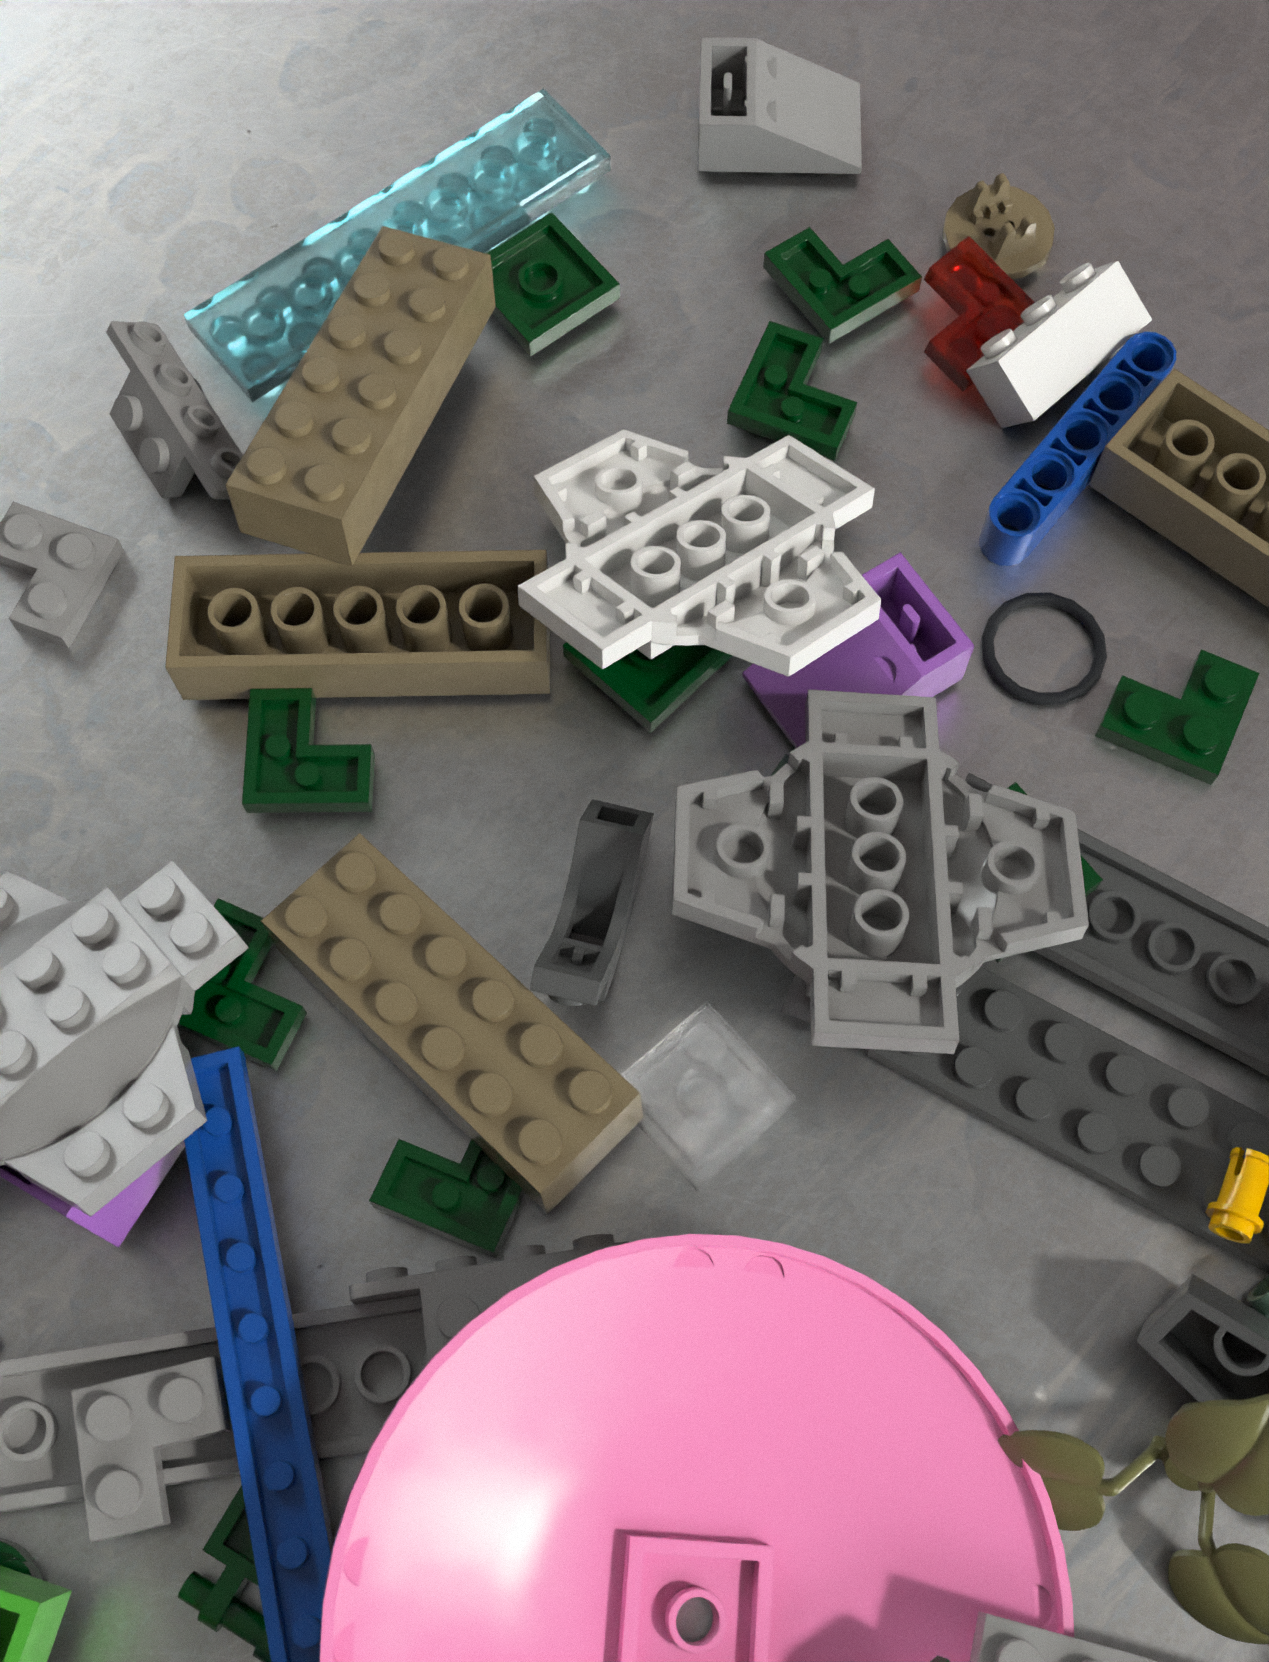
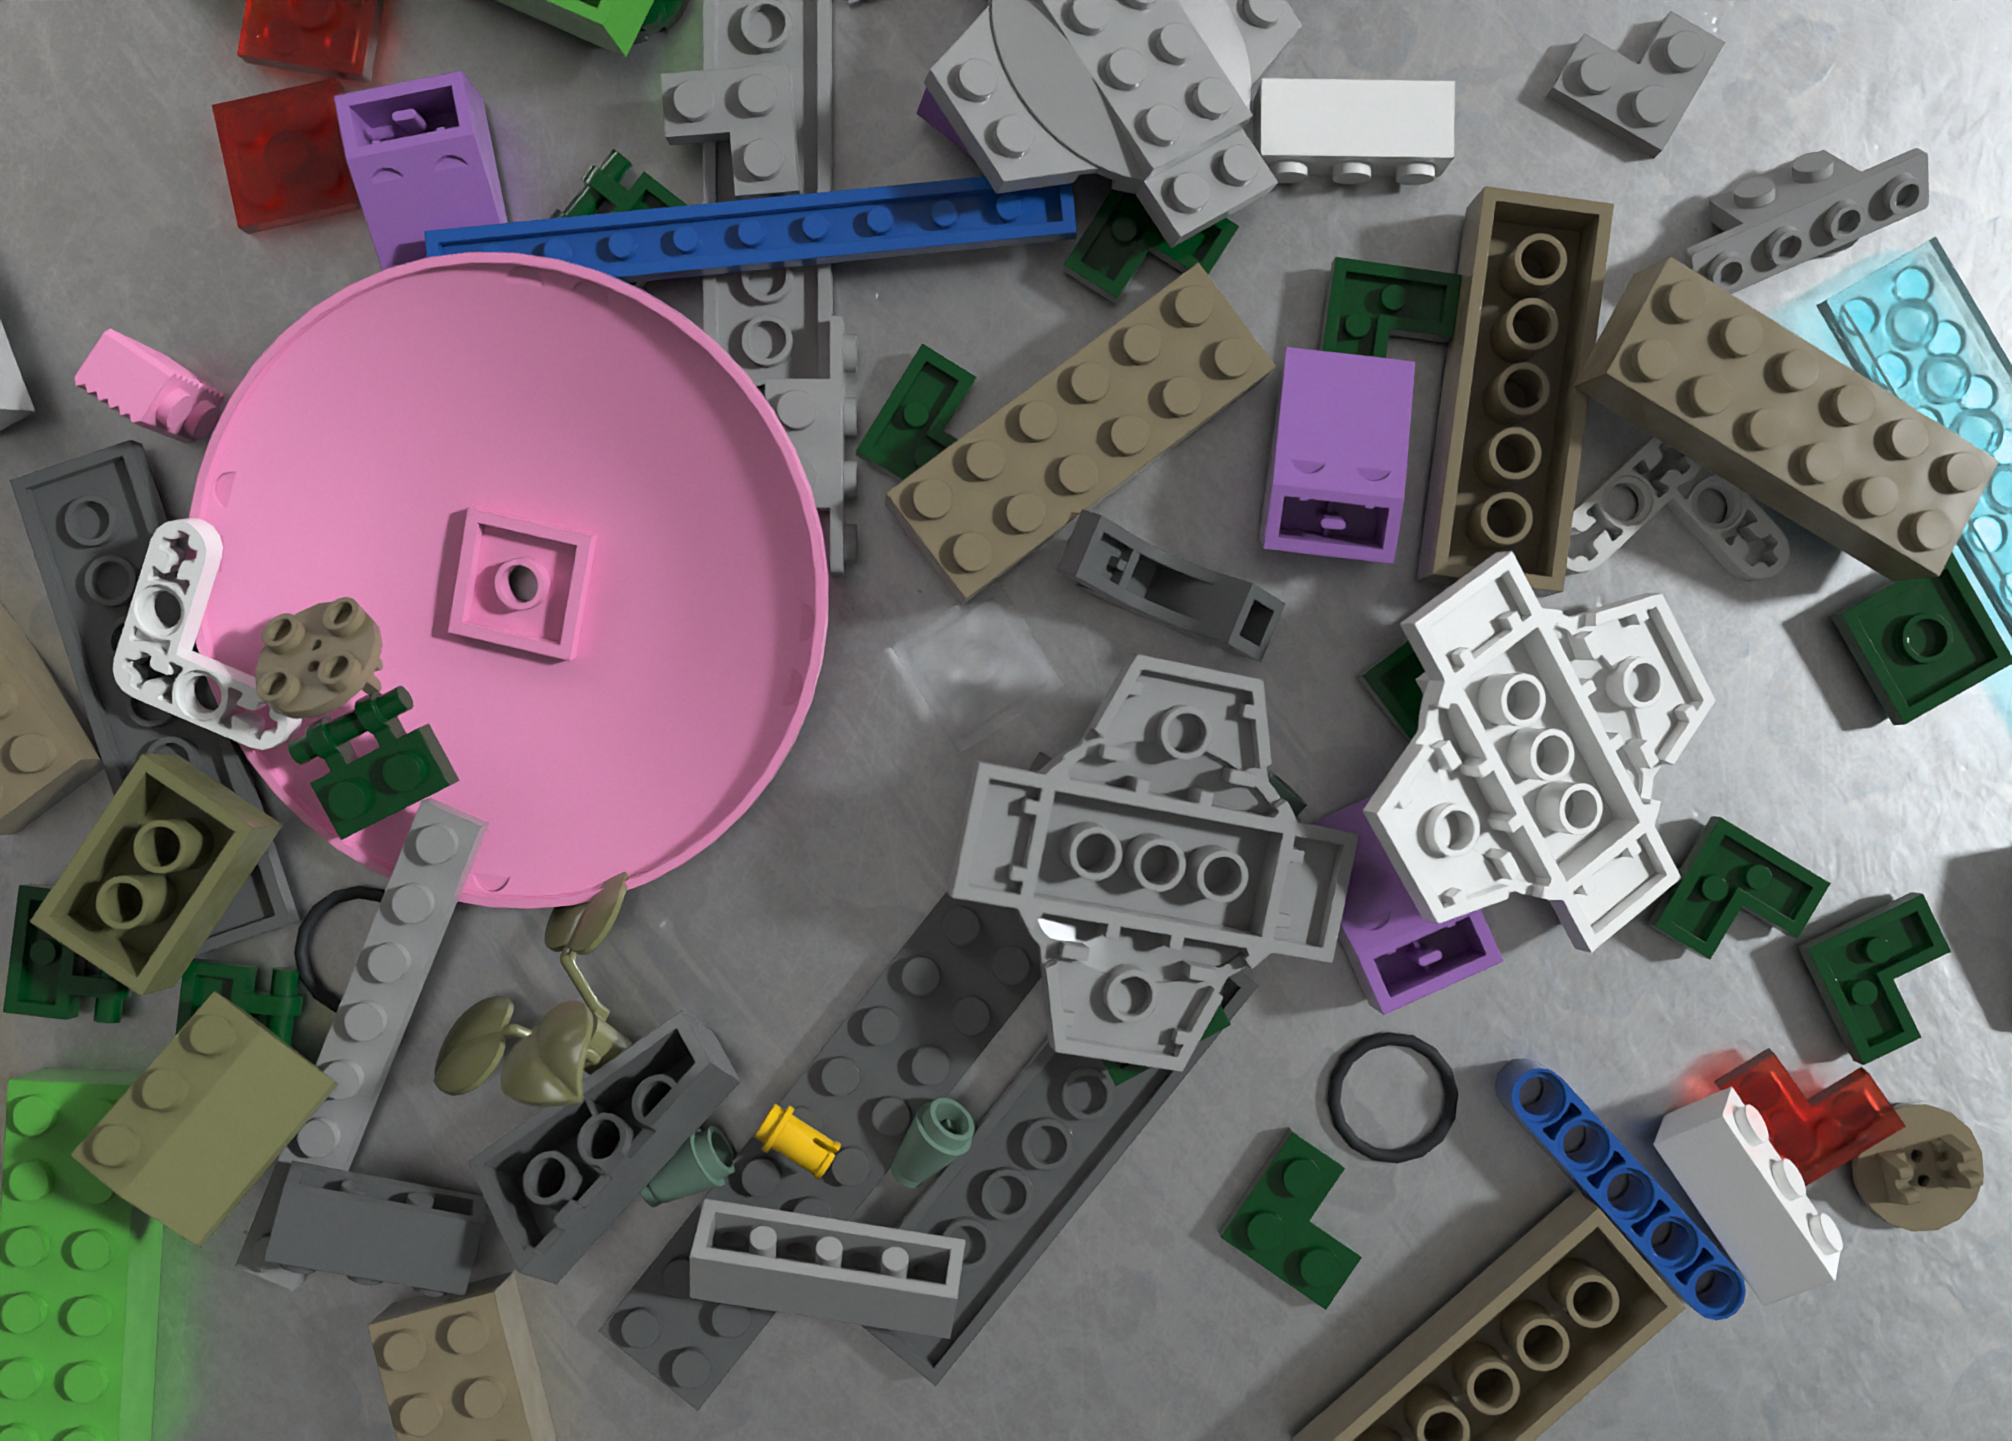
camera: 100 degrees right, 20 degrees up
(111, 801) = (1355, 128): none -> white brick
(436, 486) = (1680, 494): none -> white beam
(443, 768) = (1338, 455): none -> medium lavender slope
(1201, 1058) = (934, 1140): none -> sand green cone

